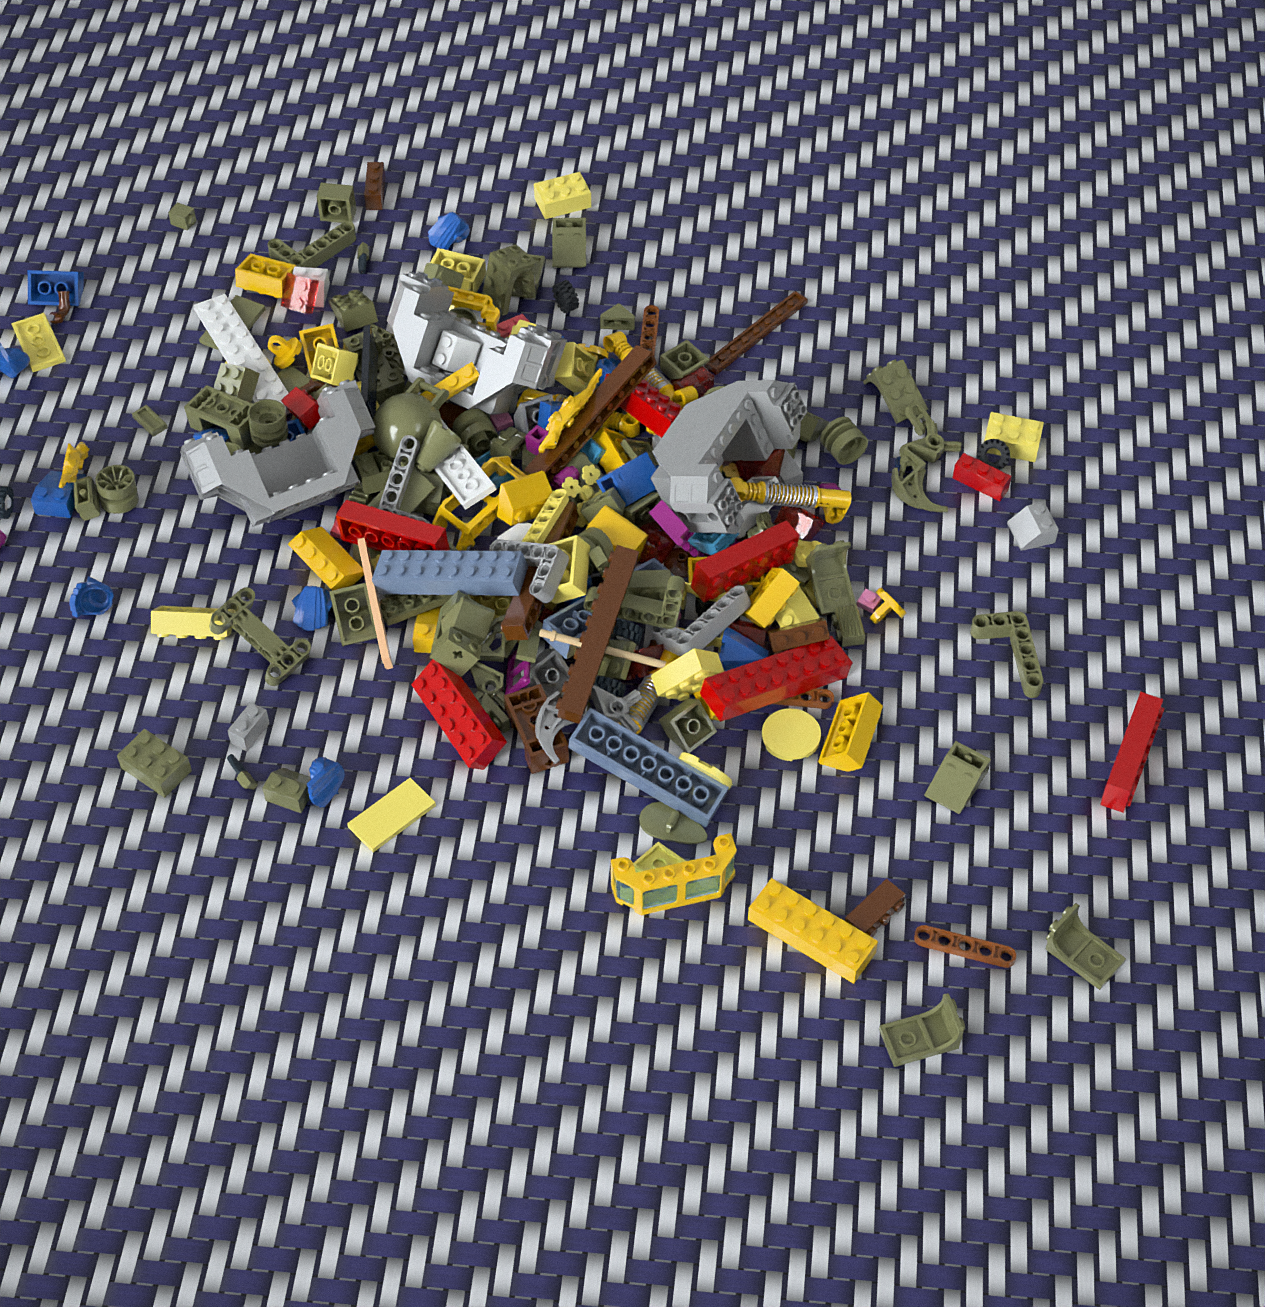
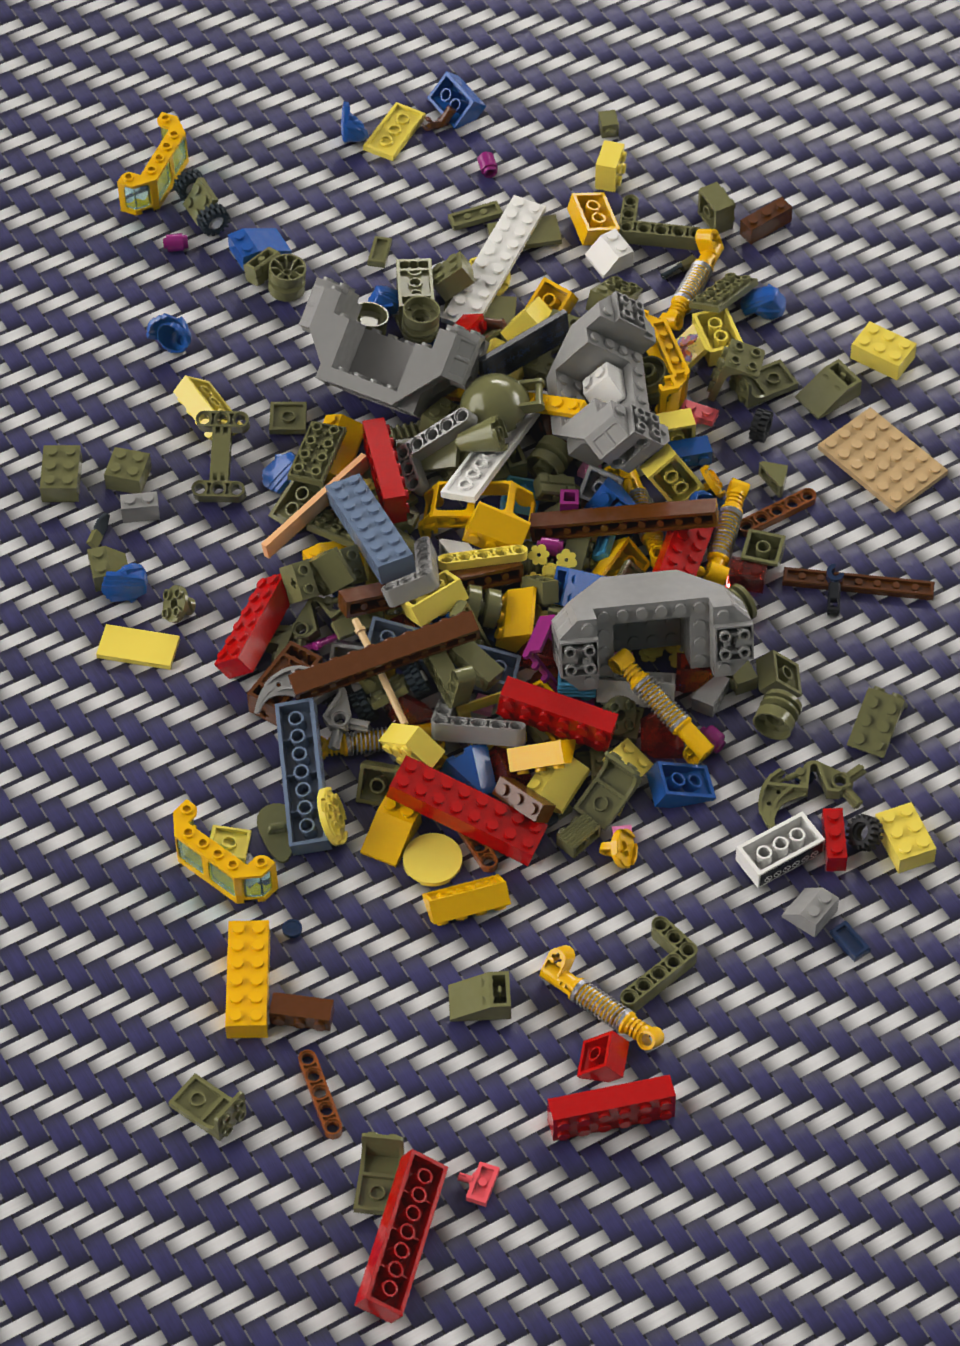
camera: 55 degrees right, 0 degrees up
(73, 462) = (282, 234): yellow animal -> none
(139, 305) = (487, 164): none -> magenta brick
(181, 342) = (475, 215): none -> olive plate
(201, 713) = (127, 470): none -> olive brick
(229, 236) = (610, 166): none -> light yellow brick
(257, 573) = (288, 418): none -> olive plate
(284, 352) = (521, 282): yellow tile -> none
(299, 293) = (592, 253): clear red slope -> none
(328, 568) = (317, 453): none -> olive tile
(378, 758) = (177, 604): none -> olive plate
(381, 247) = (696, 278): none -> yellow piece
(421, 244) = (723, 293): none -> olive tile
(448, 276) = (682, 327): olive brick -> none
(566, 414) = (603, 499): yellow animal -> none
(656, 255) = (882, 459): none -> tan plate
(743, 745) = (391, 832): none -> yellow slope
(754, 346) = (834, 589): none -> black piece
(779, 871) = (292, 928): none -> dark blue piece
(859, 533) = (679, 784): none -> blue slope
(916, 412) = (862, 748): olive plate -> none
(967, 512) = (780, 849): none -> white brick
(1017, 704) = (601, 1006): none -> yellow piece
(1074, 732) = (603, 1057): none -> red slope
(1076, 523) = (850, 941): none -> dark blue tile
(1135, 882) = (480, 1183): none -> coral plate
(1159, 965) = (401, 1236): none -> red brick

